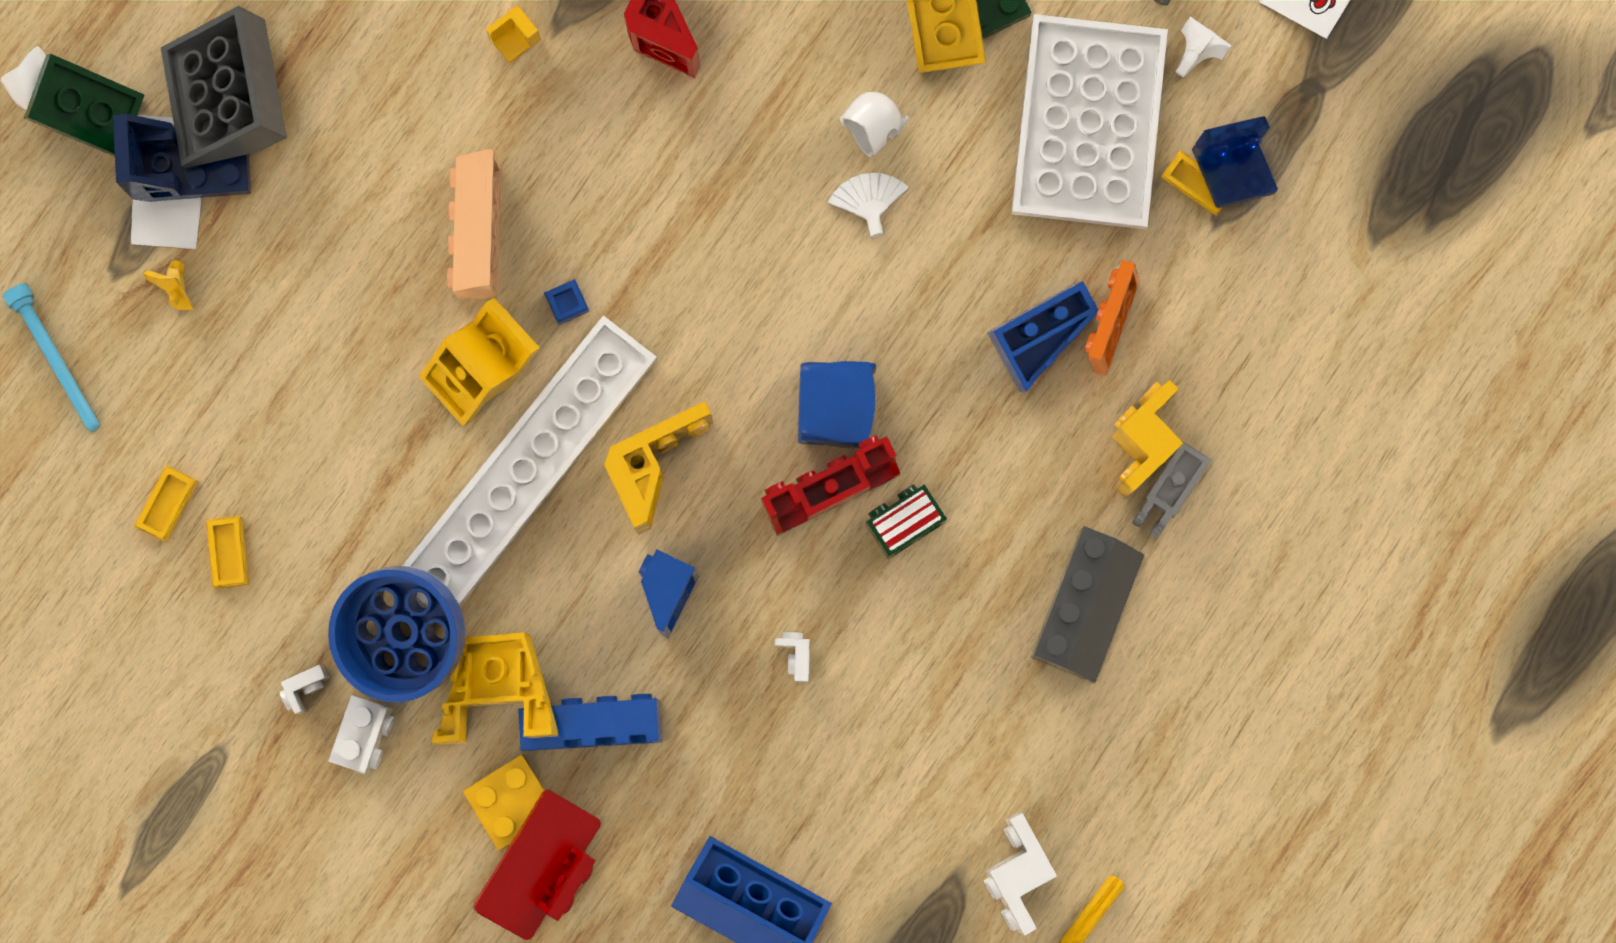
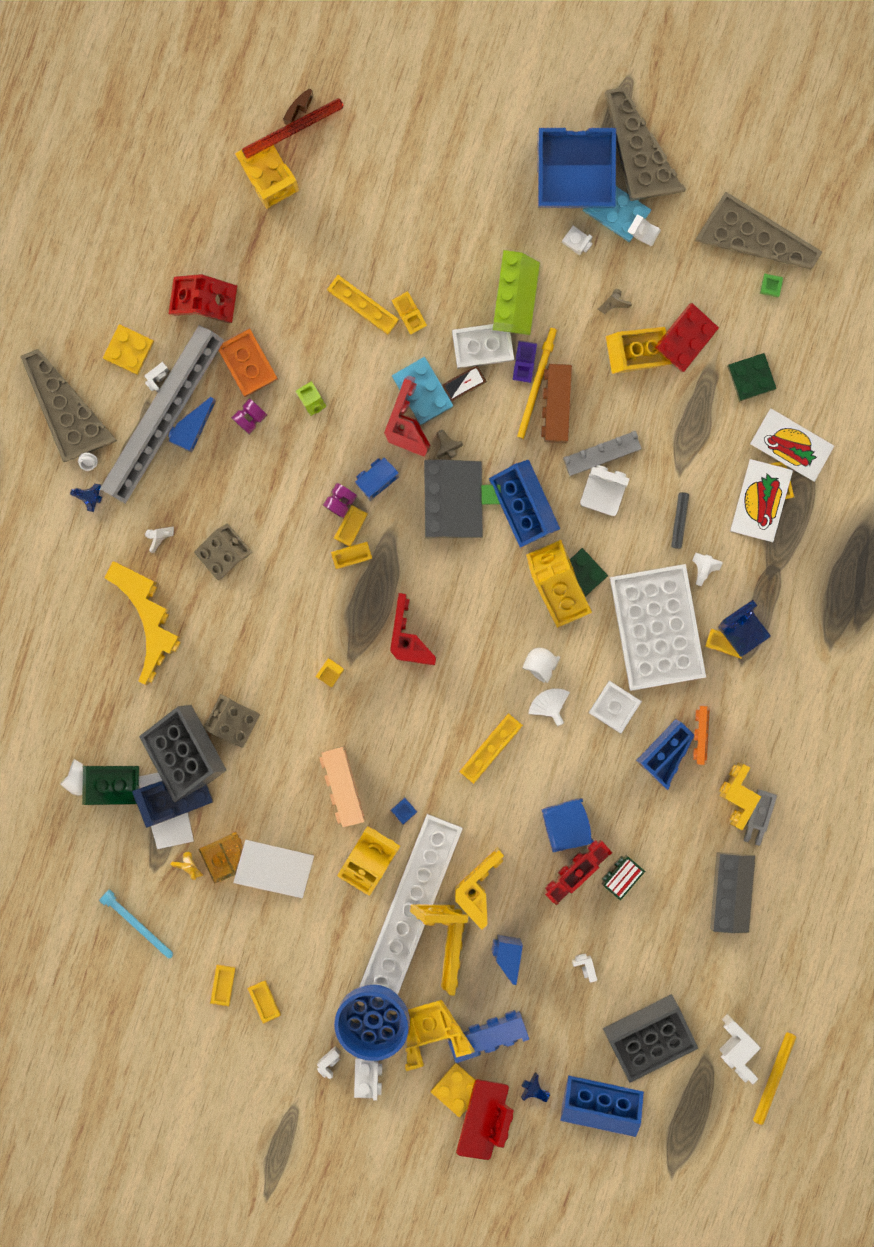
camera: 15 degrees left, 5 degrees up
(235, 283) = (222, 856): none -> clear yellow slope
(313, 328) = (273, 869): none -> white sticker
(324, 66) = (231, 721): none -> dark tan bracket
(581, 544) = (455, 921): none -> yellow bracket
(643, 841) = (533, 1089): none -> clear blue piece
(746, 241) = (490, 748): none -> yellow tile
(871, 813) = (650, 1038): none -> dark grey slope
(977, 234) = (615, 707): none -> white tile

